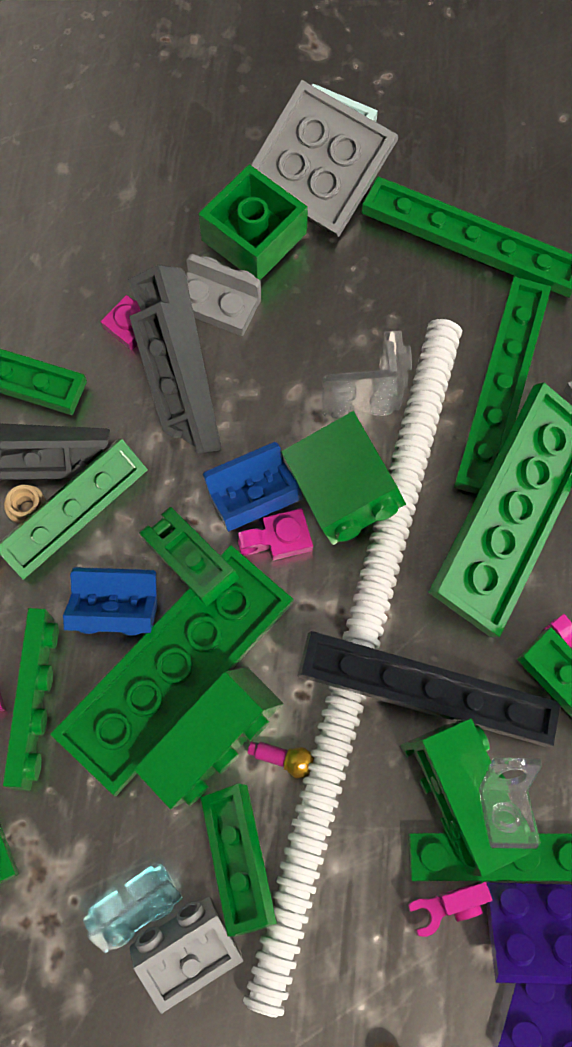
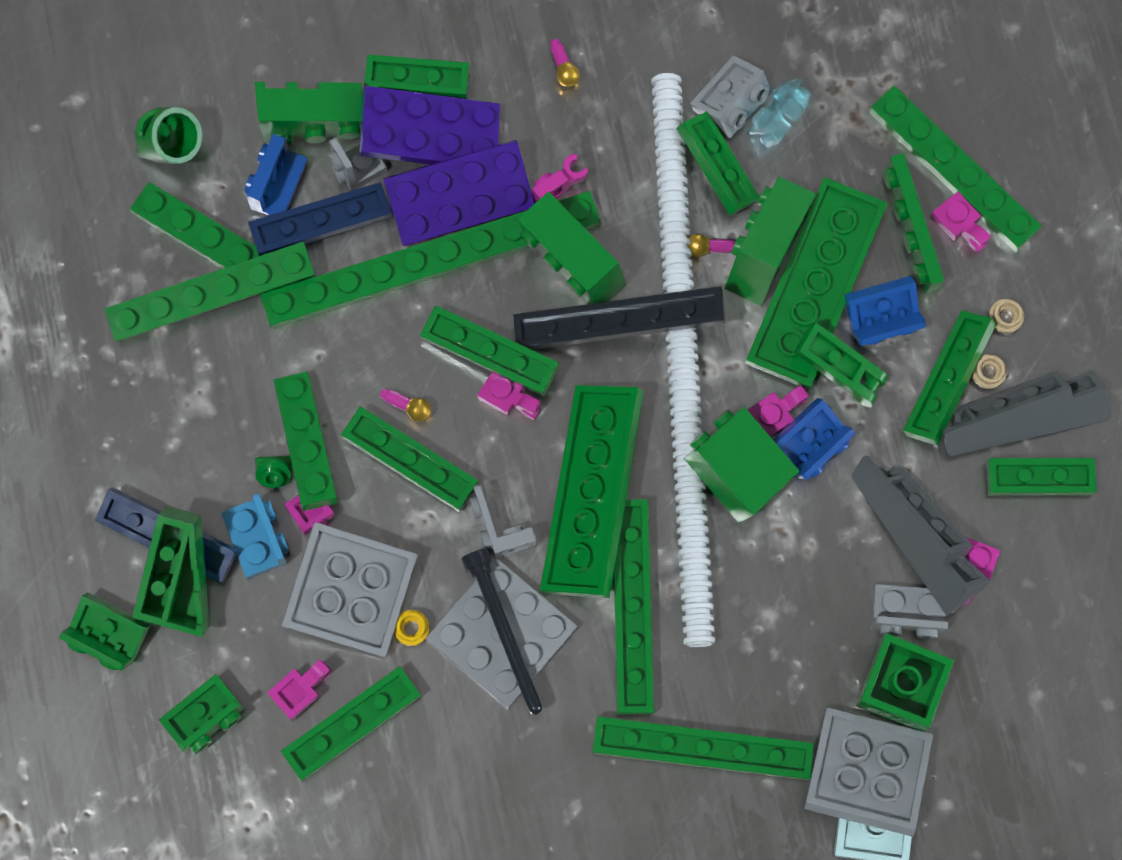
camera: 160 degrees right, 5 degrees up
(370, 391) = (731, 572): clear bracket -> none
(508, 803) = (544, 233): clear bracket -> none

